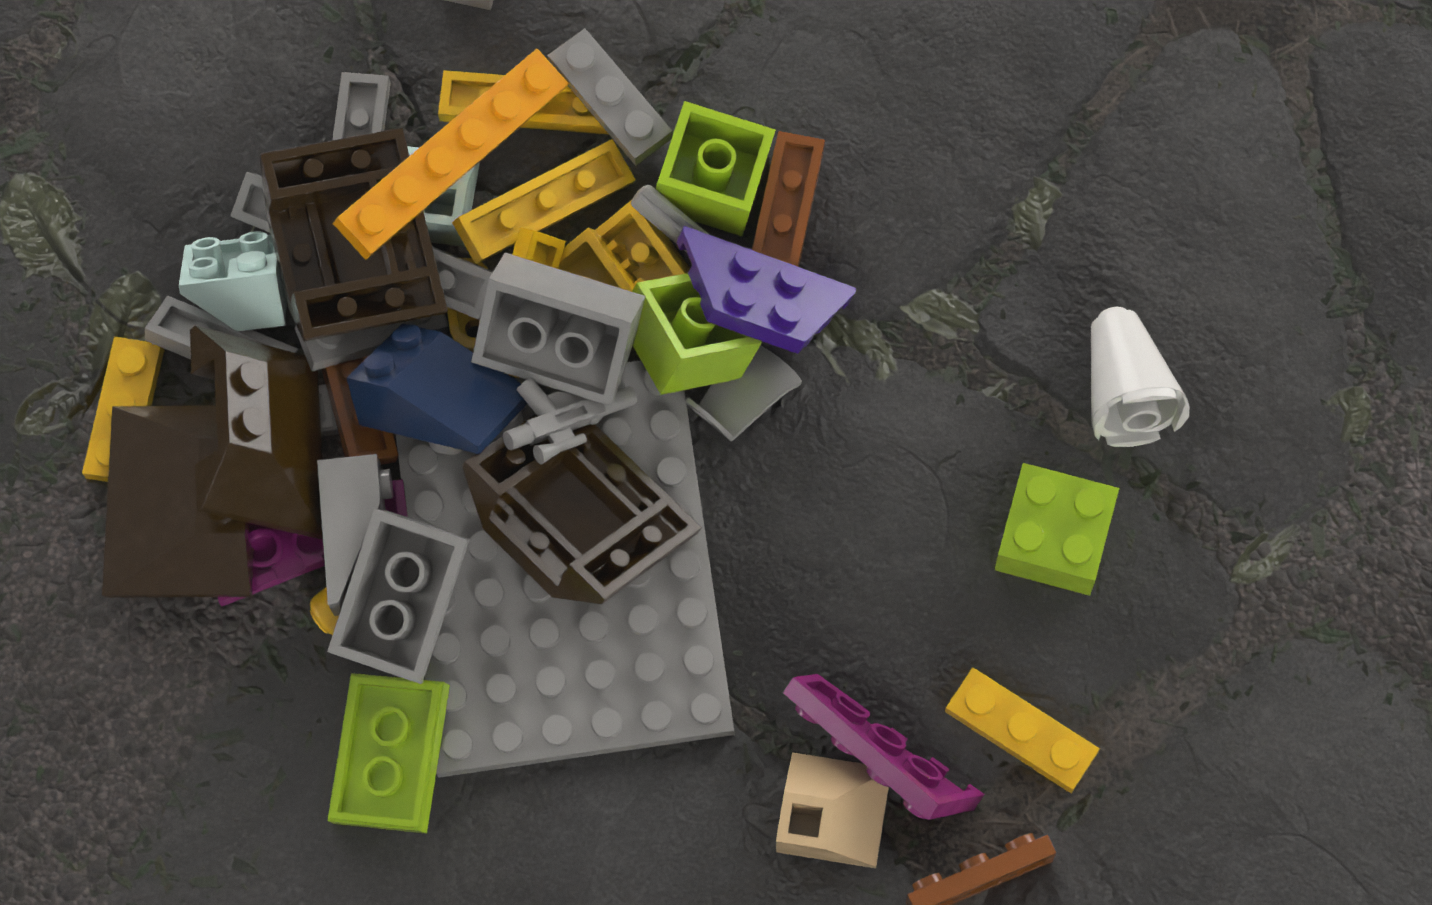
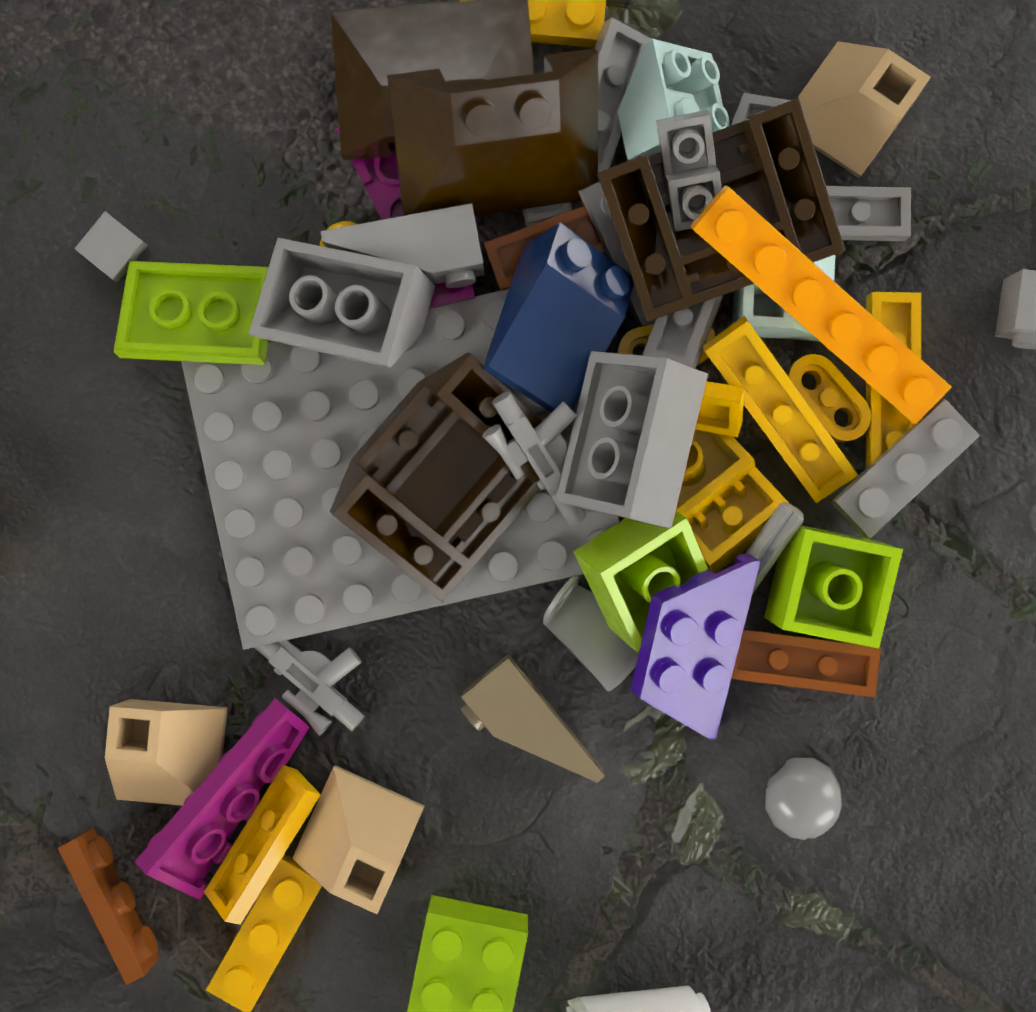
camera: 80 degrees right, 15 degrees up
(254, 112) = (858, 102): none -> tan slope
(306, 261) = (688, 165): none -> light grey slope
(310, 840) = (110, 246): none -> light grey tile
(531, 156) = (831, 394): none -> yellow plate
(768, 665) = (315, 678): none -> light grey piece
(815, 466) = (521, 716): none -> dark tan slope
(919, 213) = (803, 798): none -> light grey hair
(927, 627) = (357, 838): none -> tan slope
(929, 722) = (261, 844): none -> yellow plate

